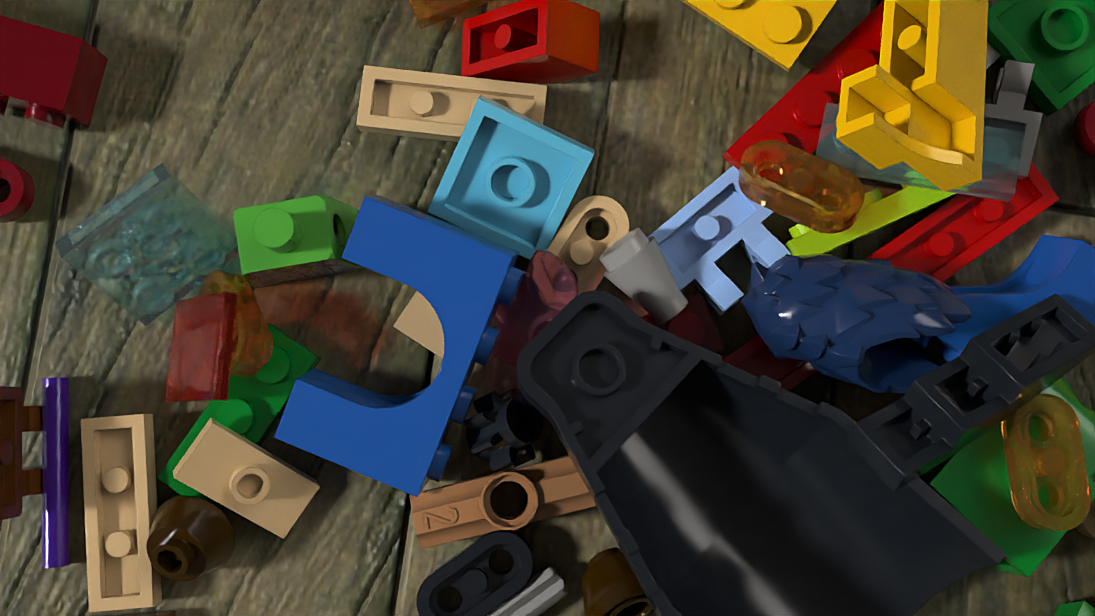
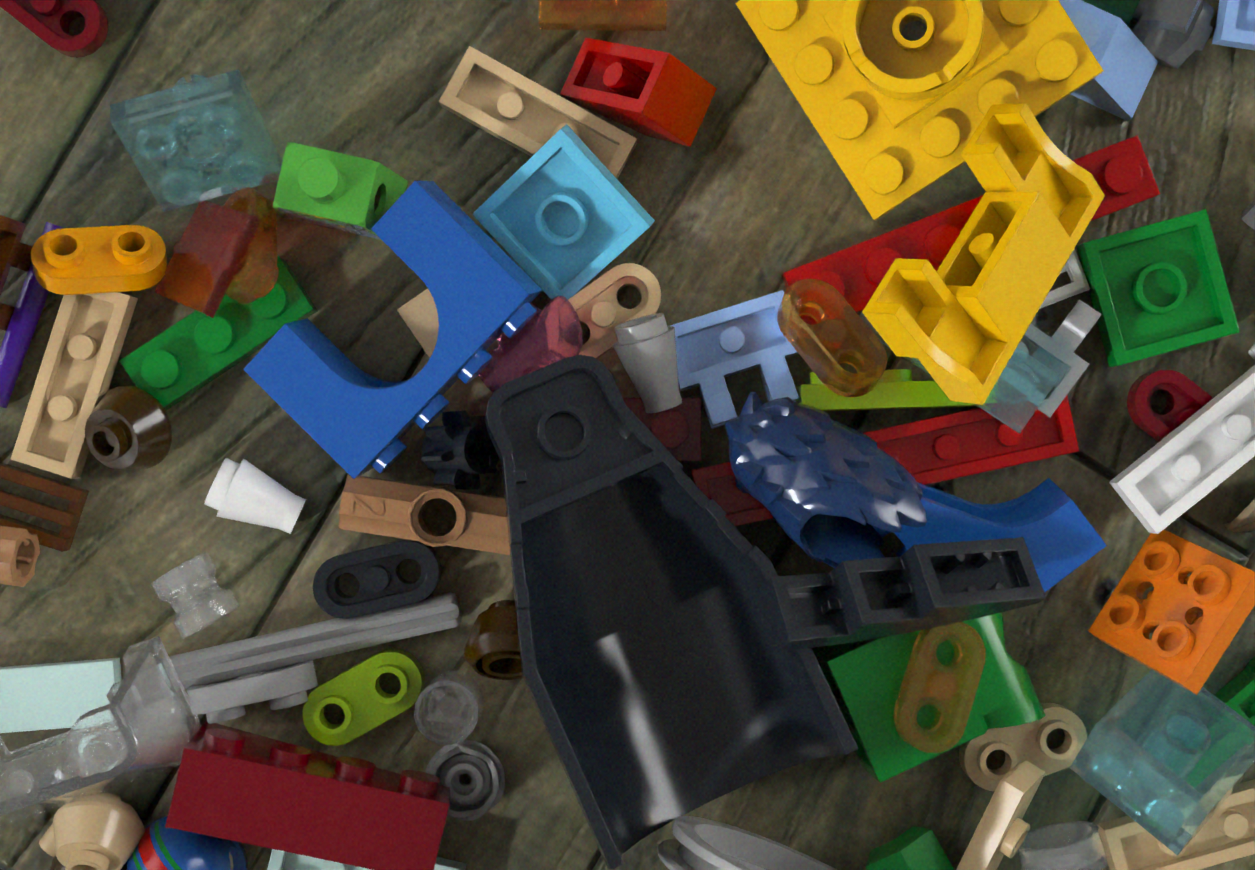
camera: 30 degrees right, 5 degrees up
(102, 392) = (99, 259): none -> light orange plate
(246, 478) = (202, 396): tan plate -> none
(330, 553) = (252, 497): none -> white cone

